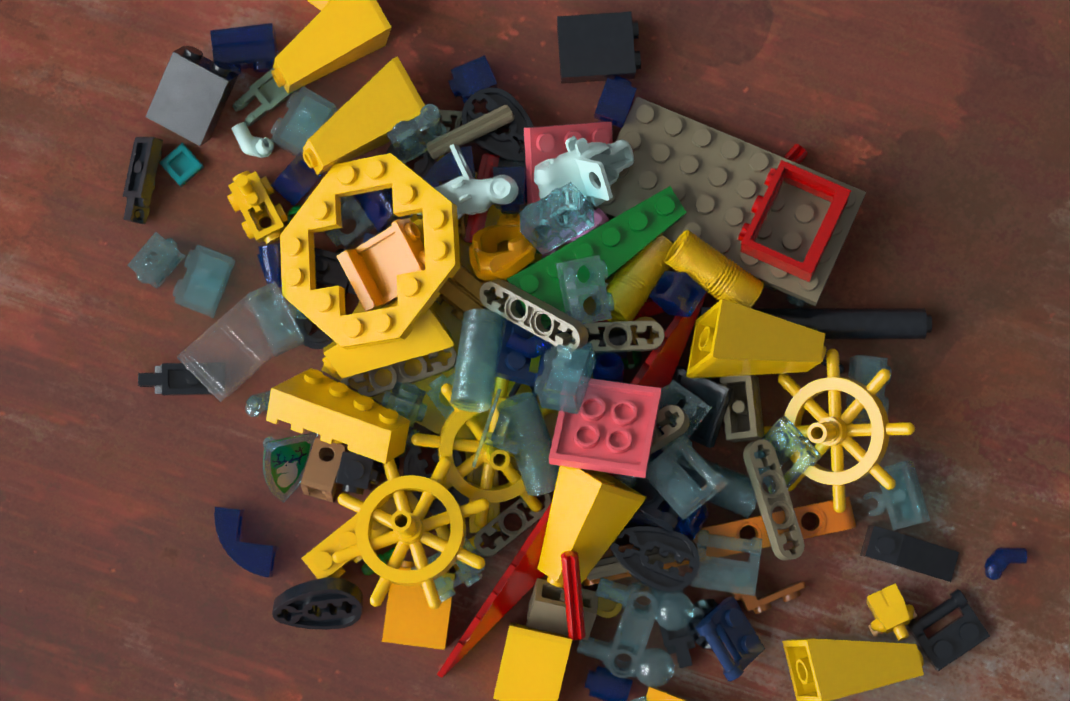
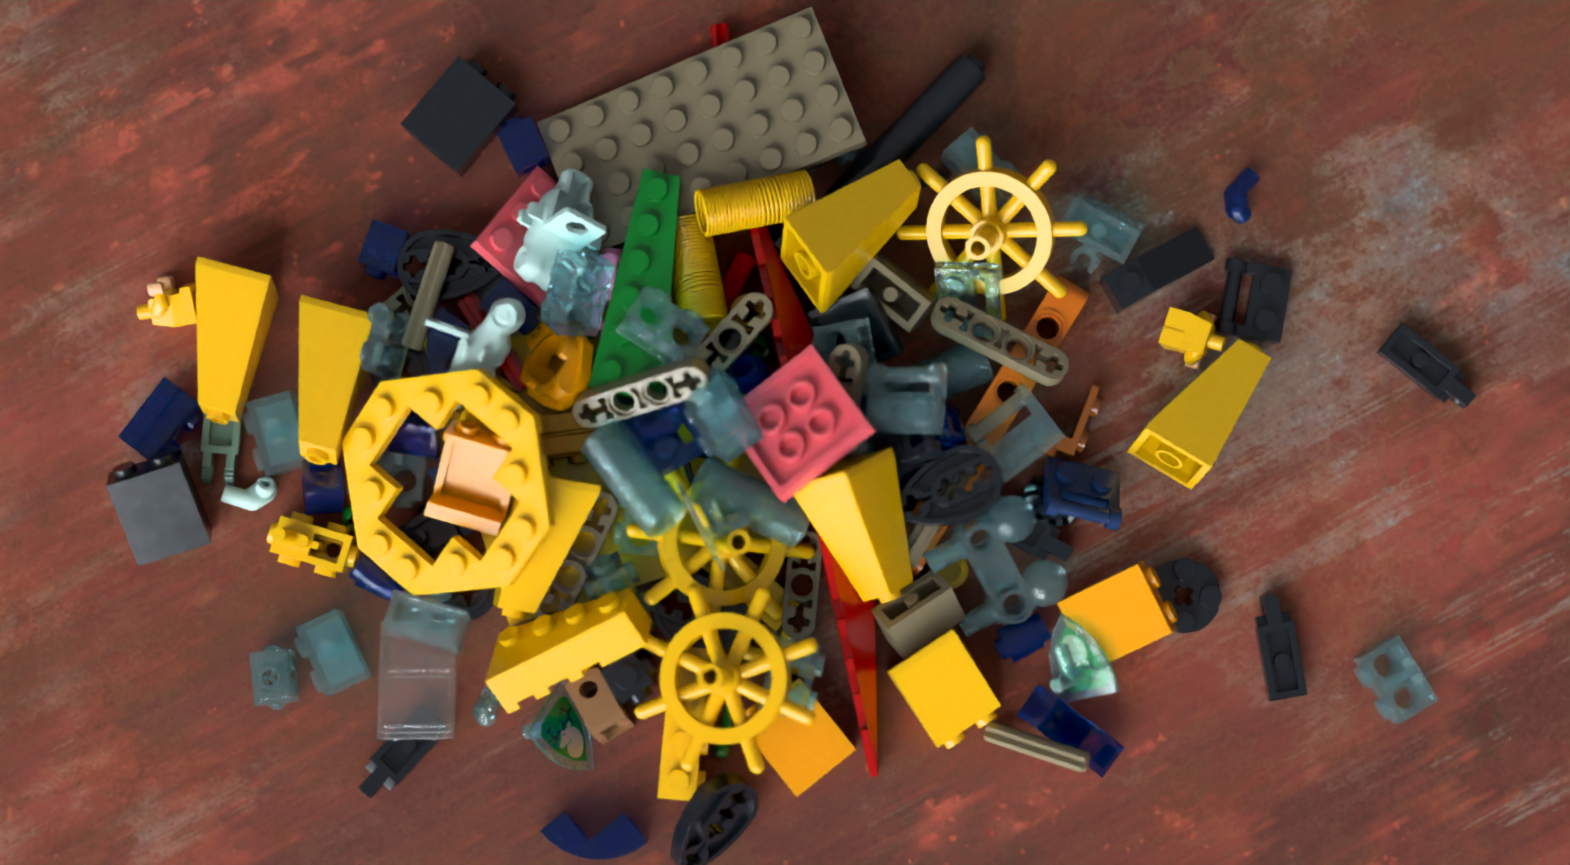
camera: 45 degrees left, 0 degrees up
(141, 178) = (188, 621): black hinge -> none
(181, 164) = (210, 575): teal tile -> none
(573, 595) = (915, 591): red axle -> none
(677, 293) = (742, 252): clear blue brick -> none
(810, 183) = (758, 46): red window -> none

